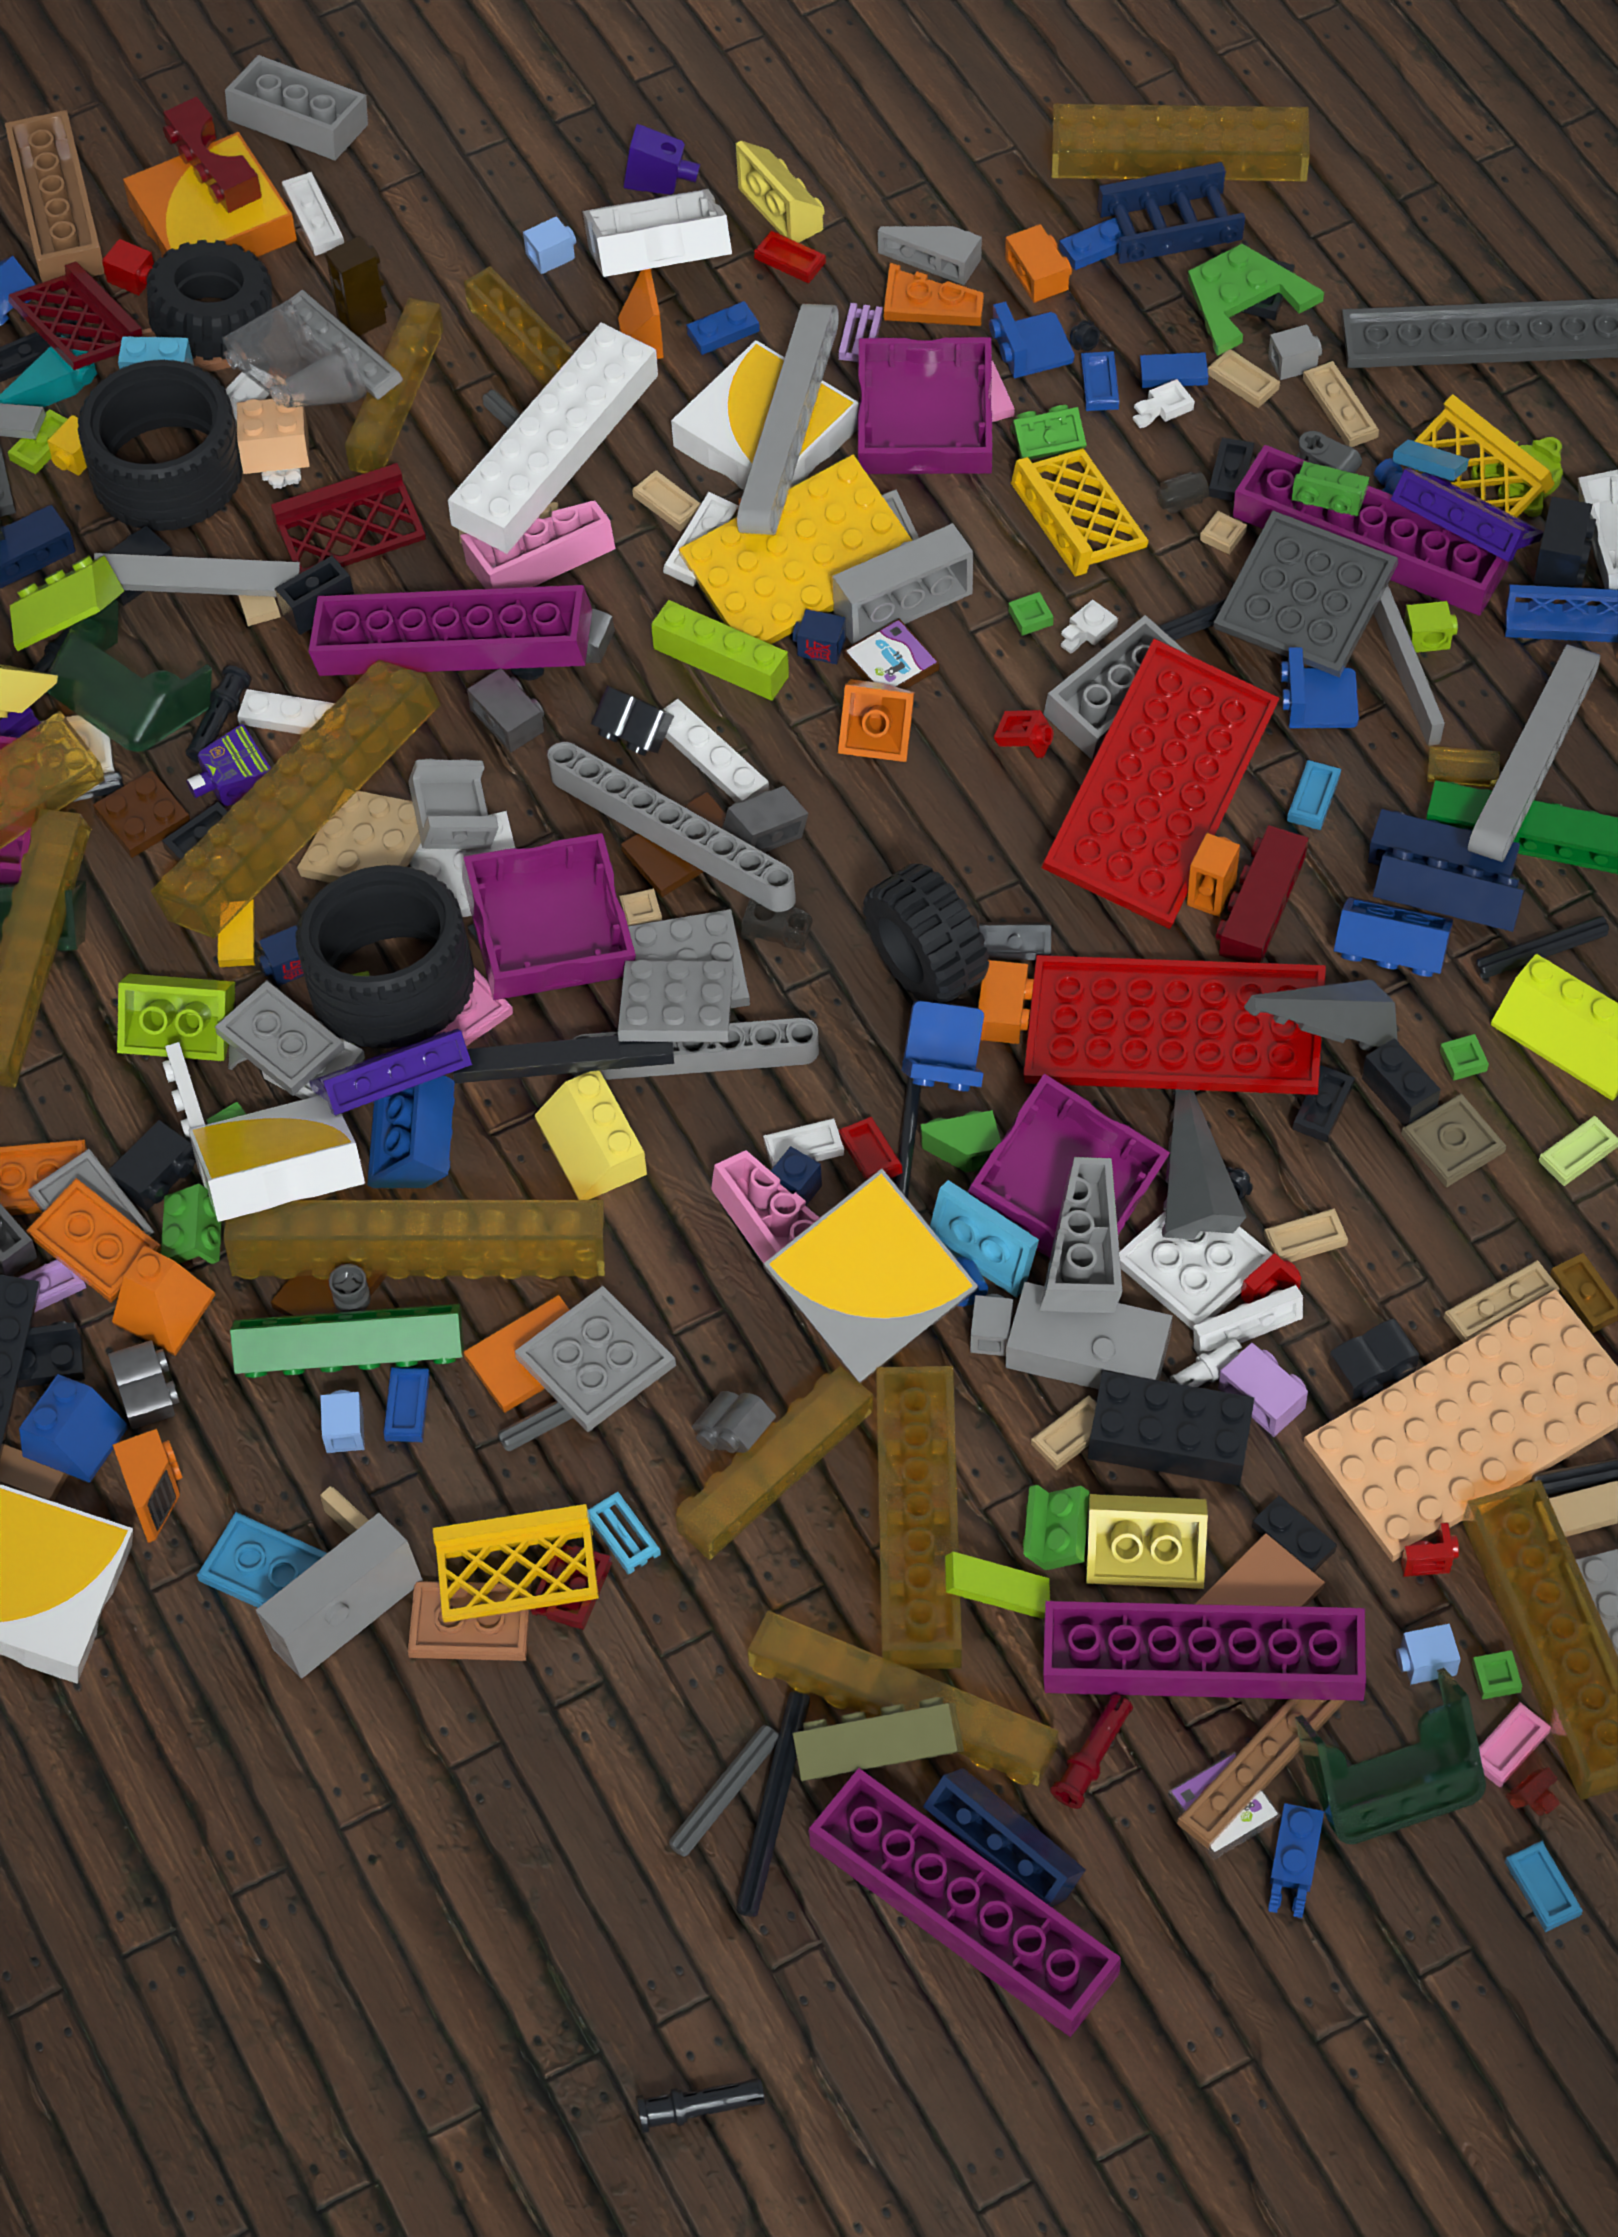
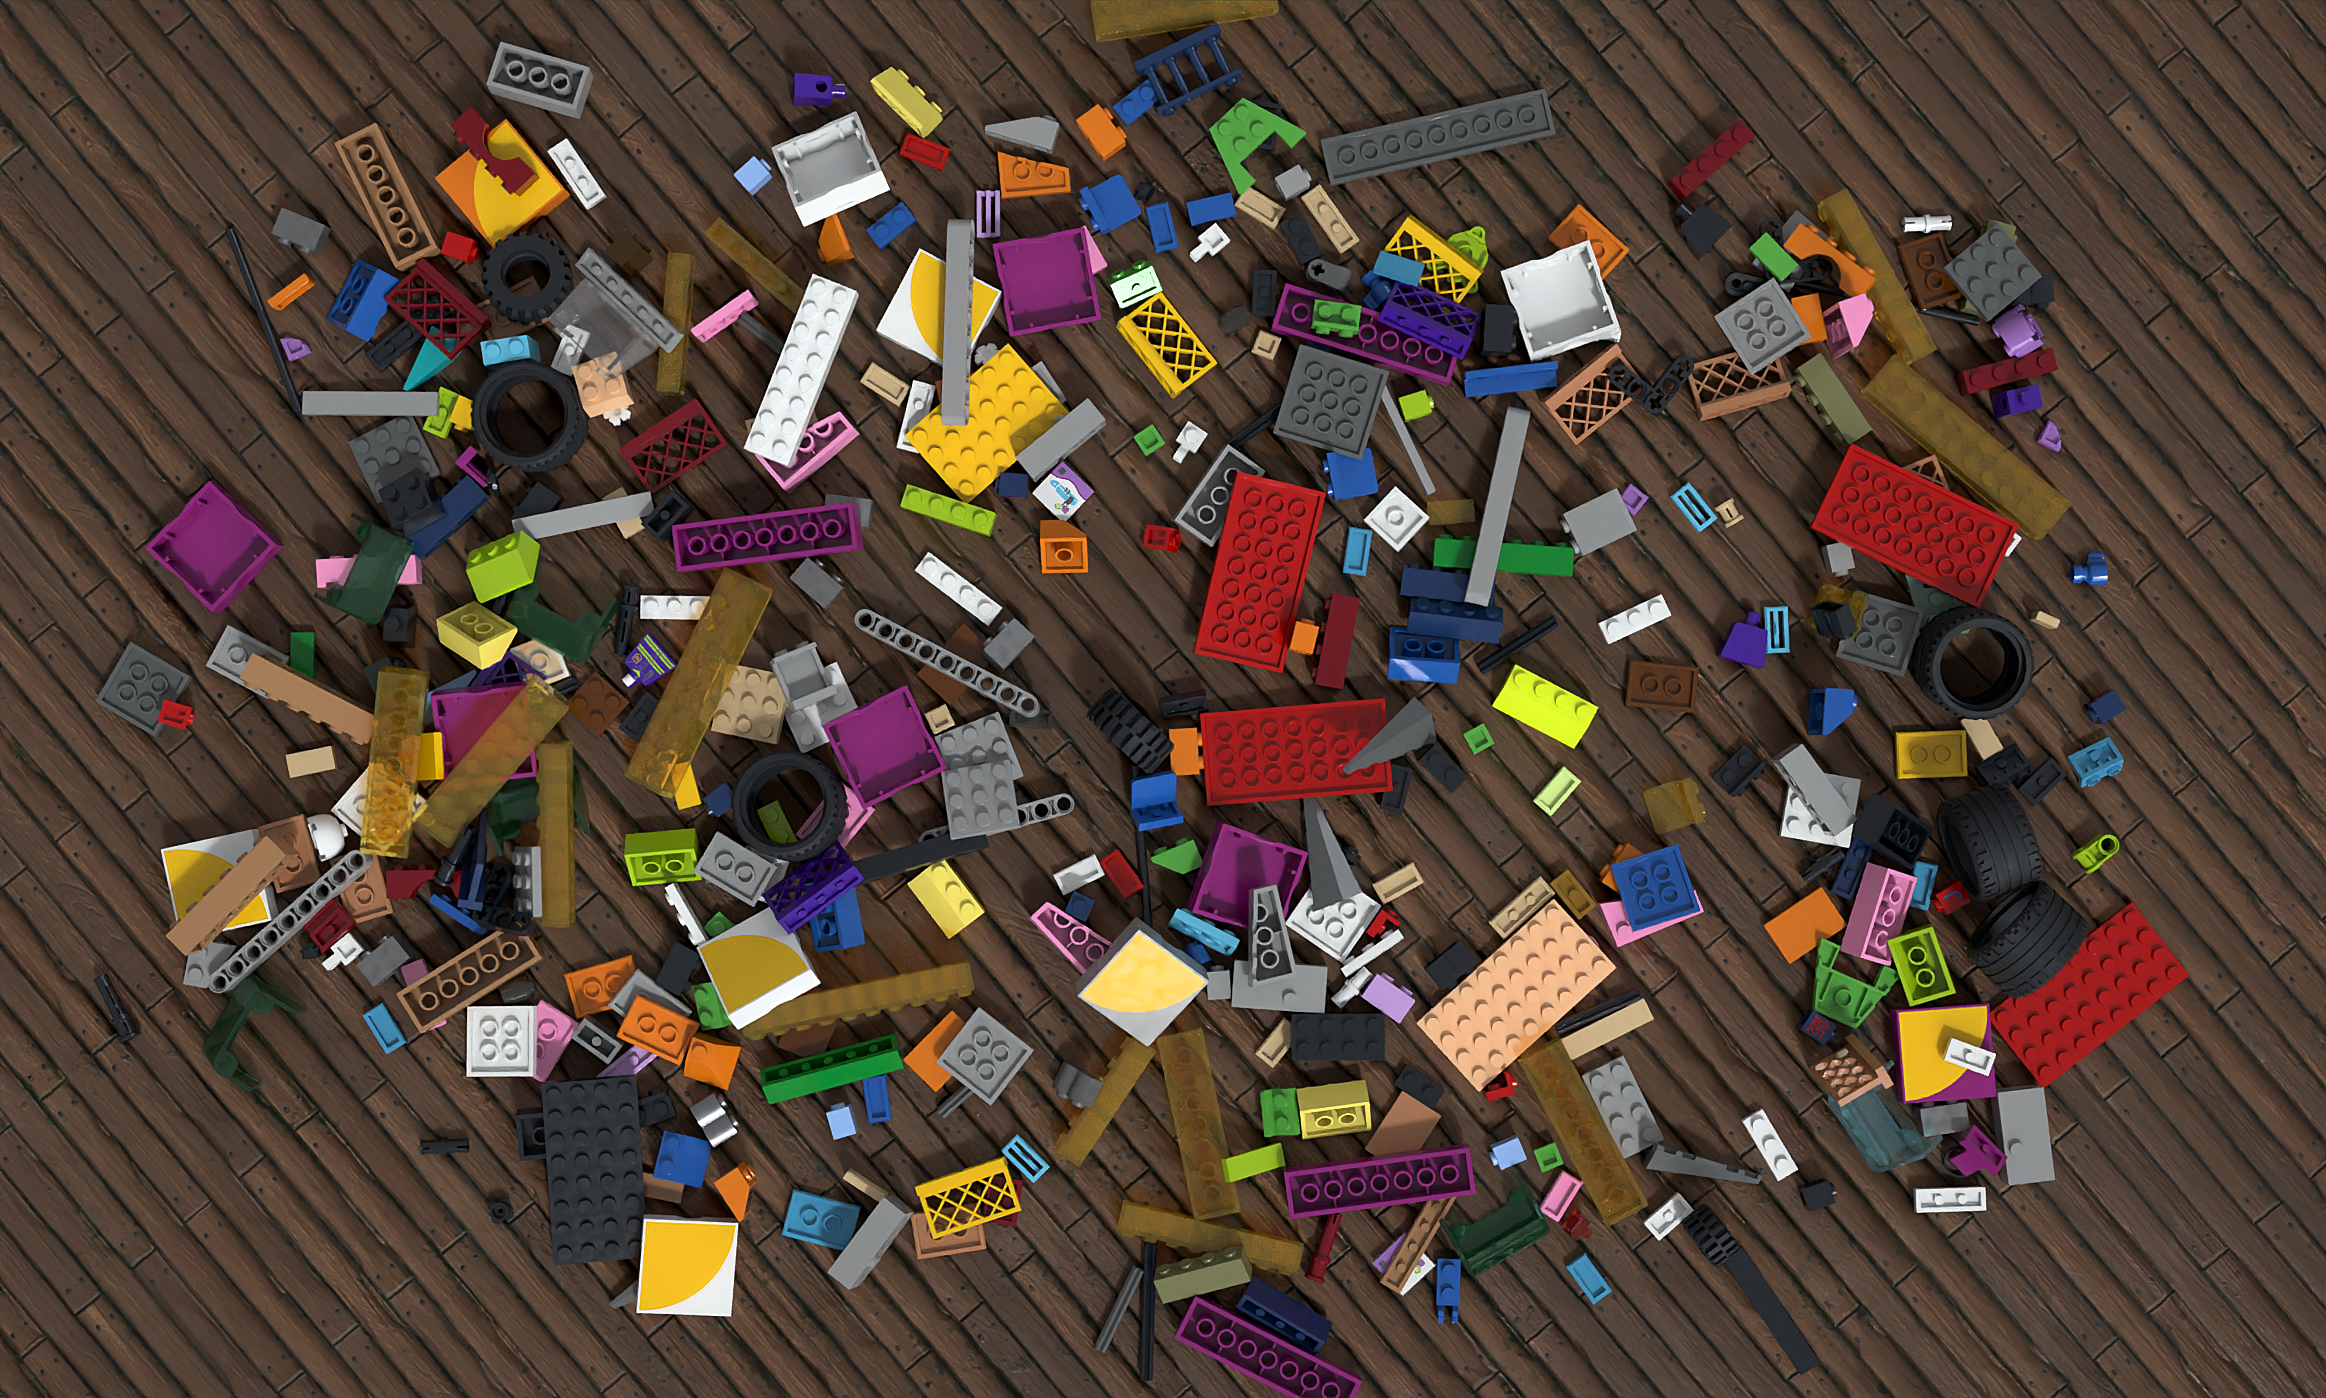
camera: 15 degrees left, 30 degrees up
(59, 489) = (489, 479): none -> magenta piece
(349, 1288) = (825, 1040): dark grey wheel -> none
(464, 379) = (725, 316): none -> bright pink tile
(631, 720) = (903, 579): black brick -> none
(1293, 410) = (1300, 240): none -> black brick
(1380, 758) = (1396, 519): none -> white plate
(1453, 1140) = (1479, 797): dark tan tile -> none

